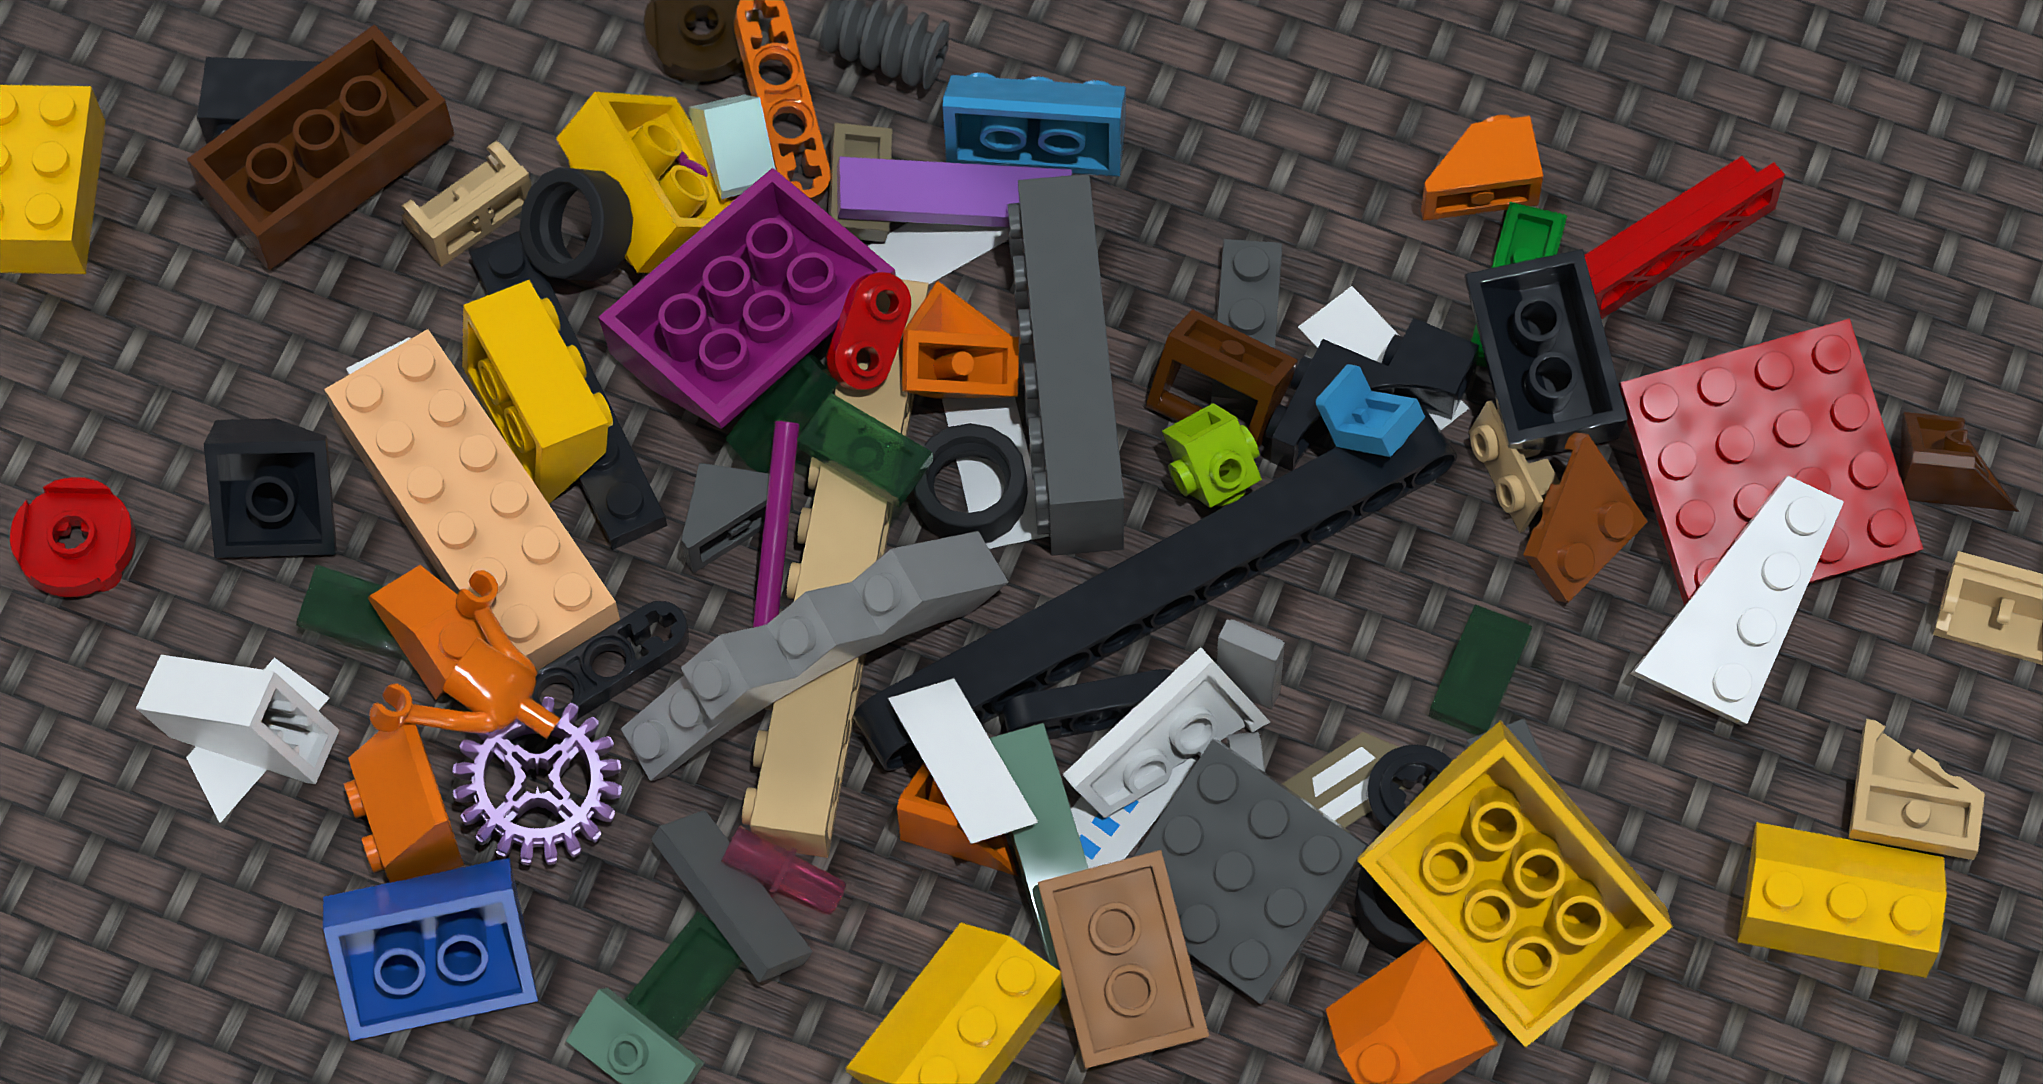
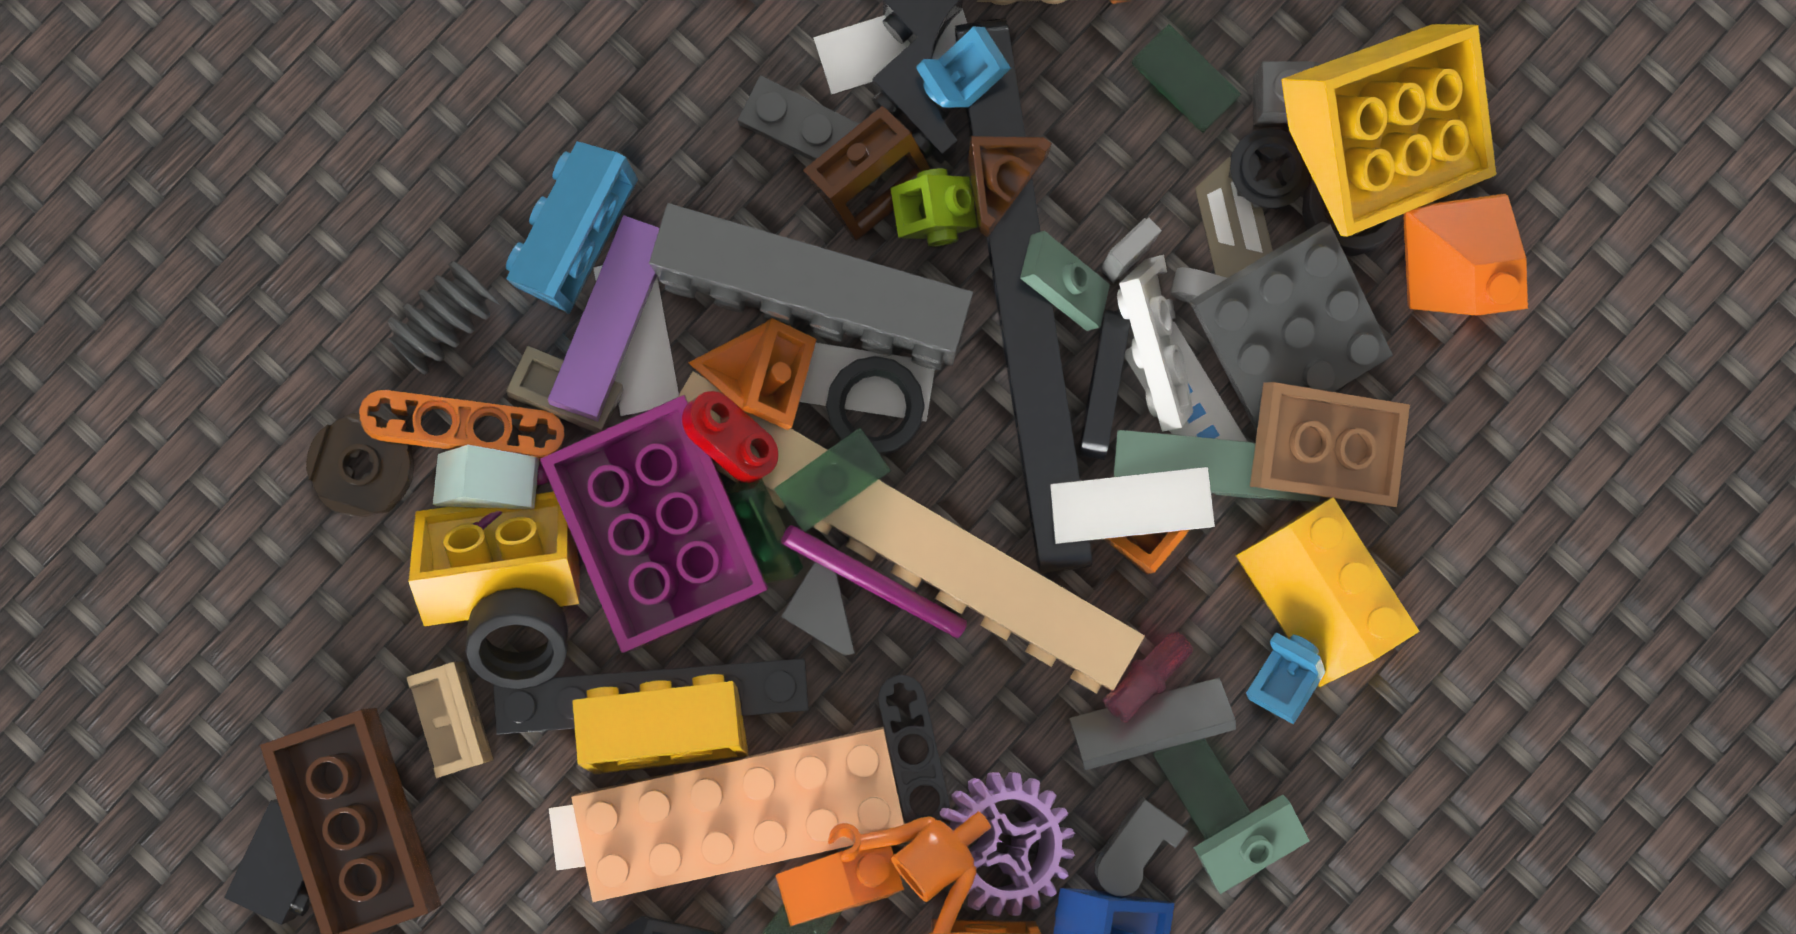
camera: 70 degrees left, 20 degrees up
(587, 924) = (1132, 845): none -> dark grey leg
(813, 635) = (989, 582): light grey arch -> none
(839, 1018) = (1287, 677): none -> dark azure bracket
(1187, 607) = (1065, 280): none -> sand green plate
(1267, 488) = (1000, 172): none -> reddish brown slope

